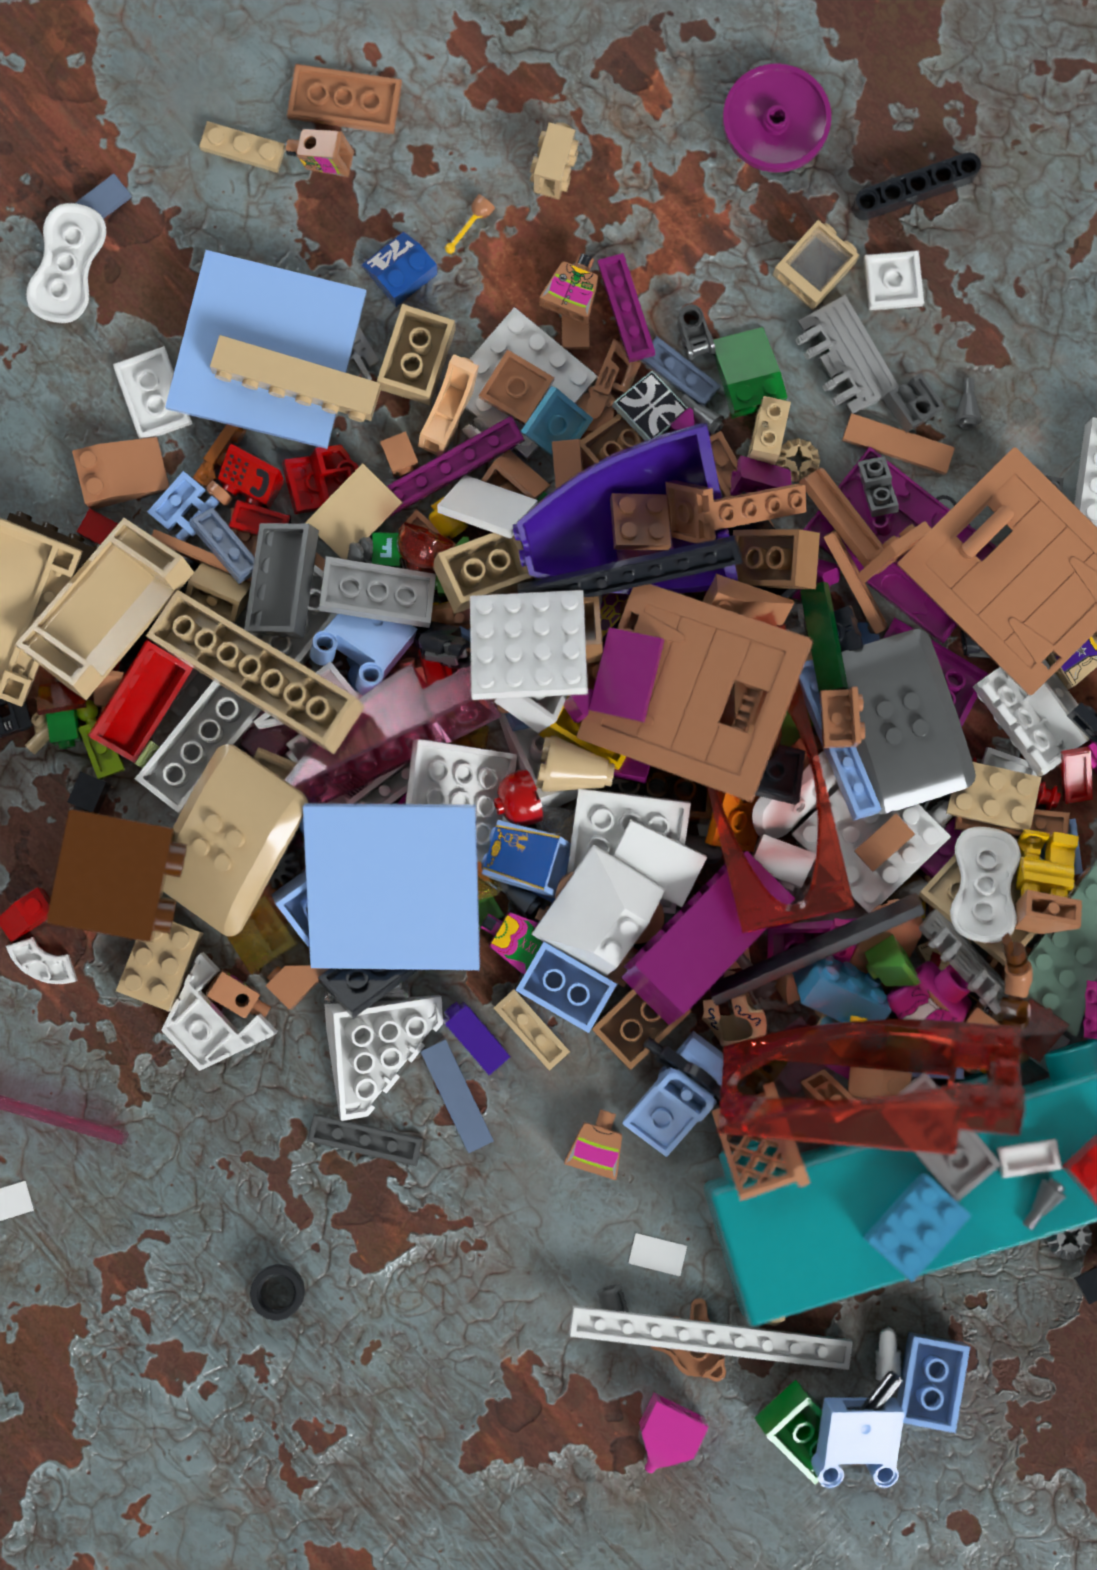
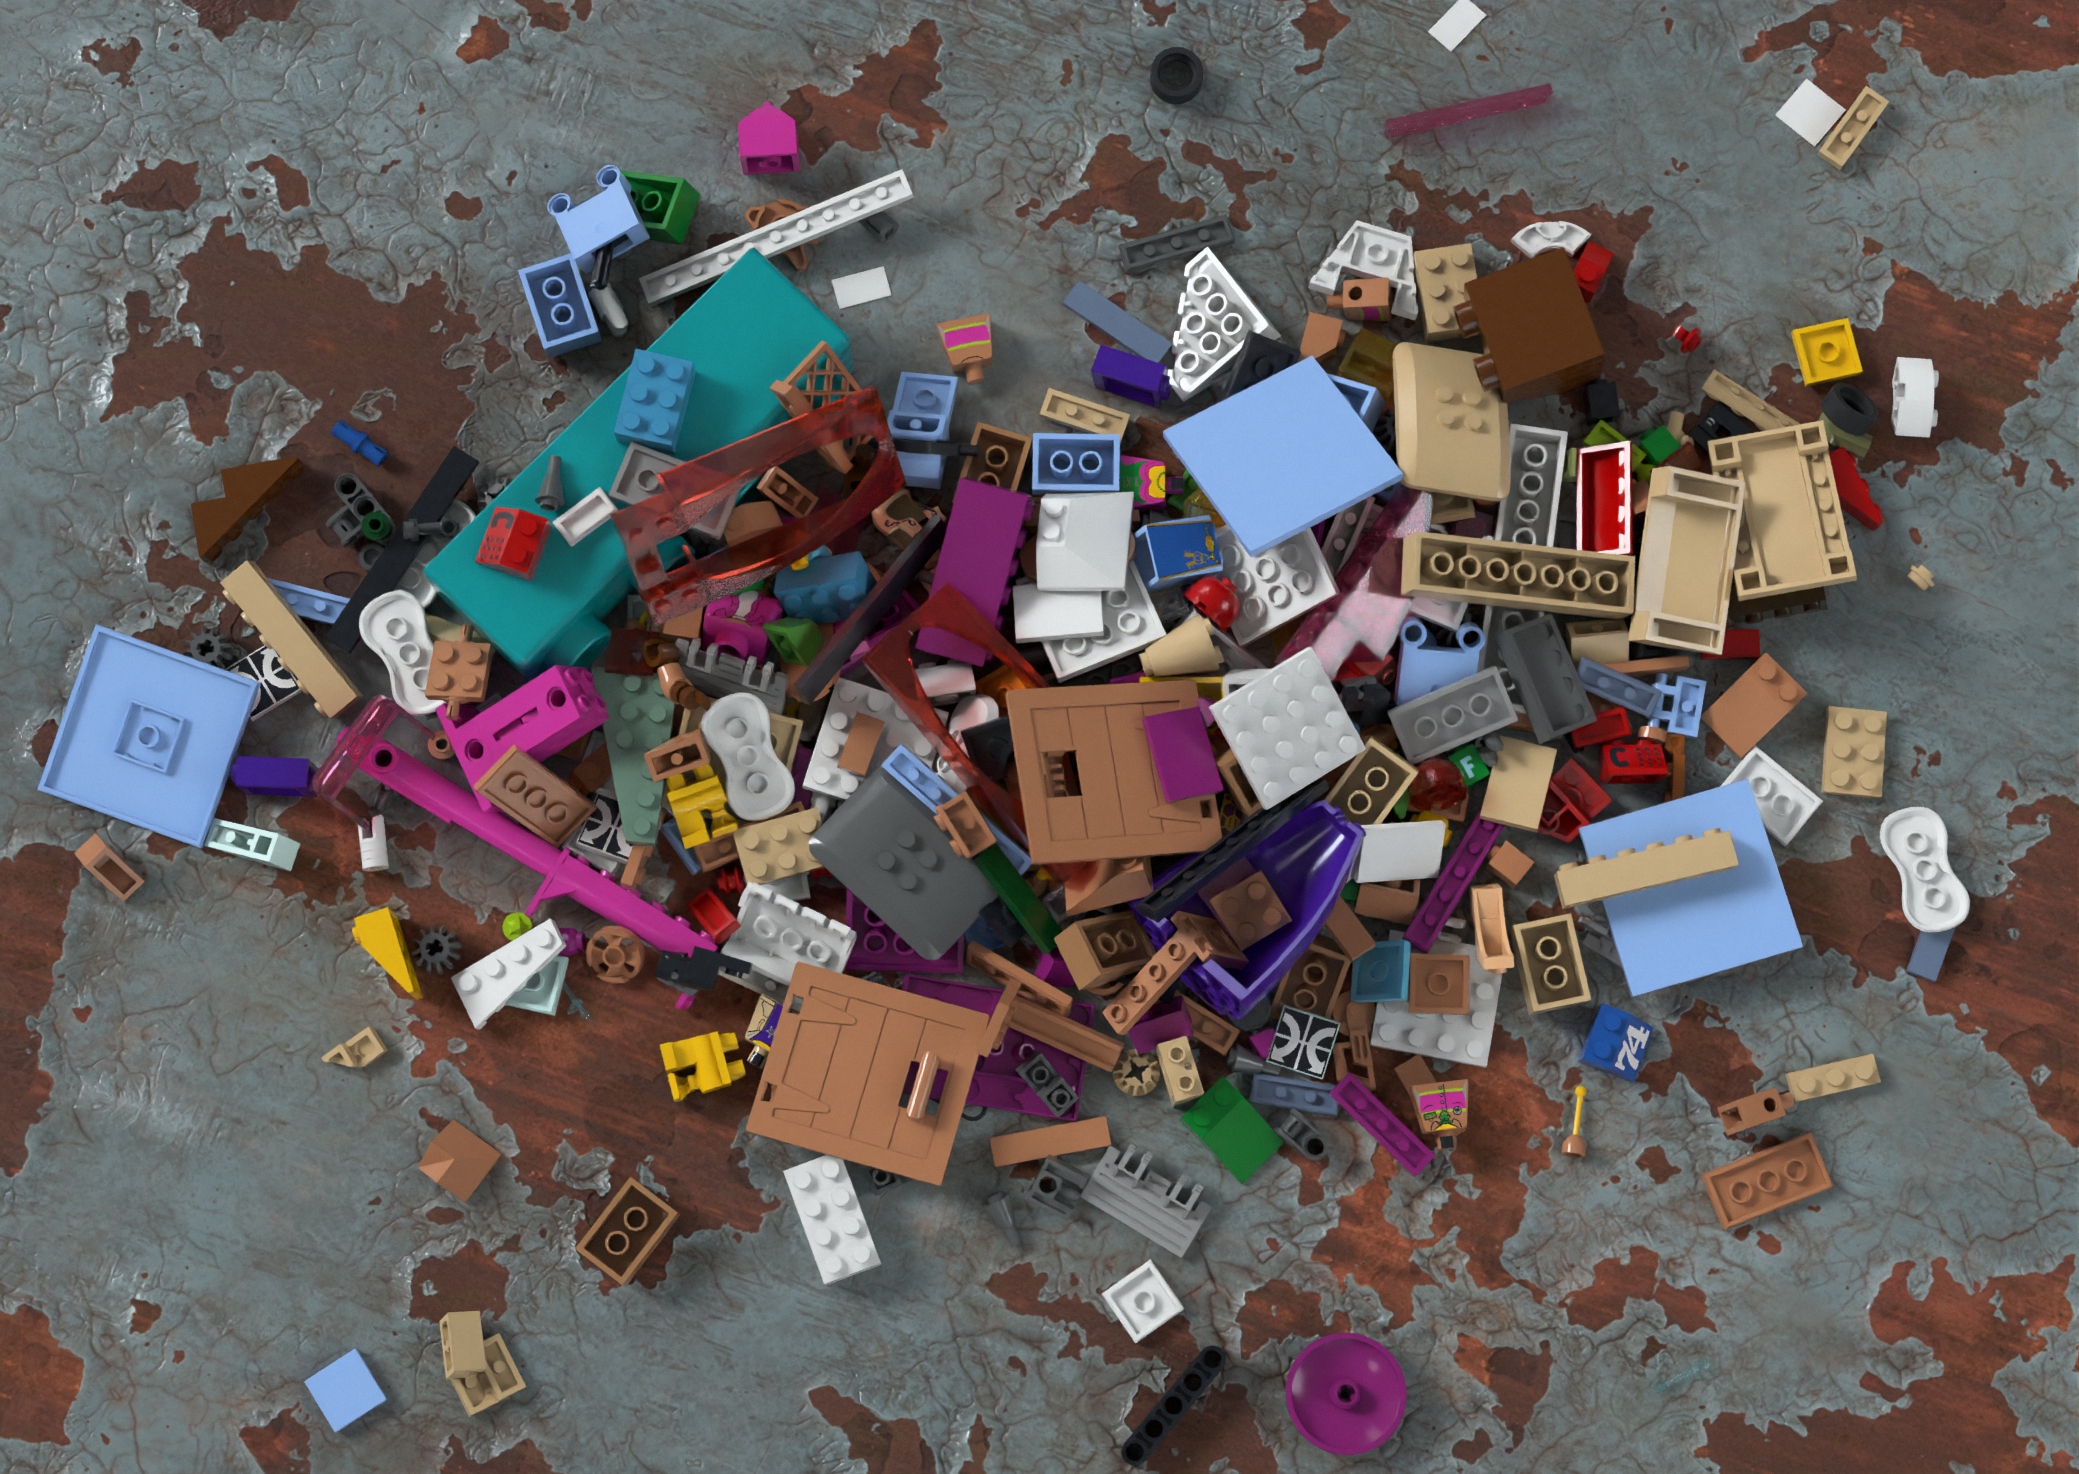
camera: 155 degrees right, 5 degrees down
(62, 390) = (1854, 752): none -> tan plate
(554, 160) = (1532, 1225): tan brick -> none
(816, 264) = (1225, 1271): window -> none

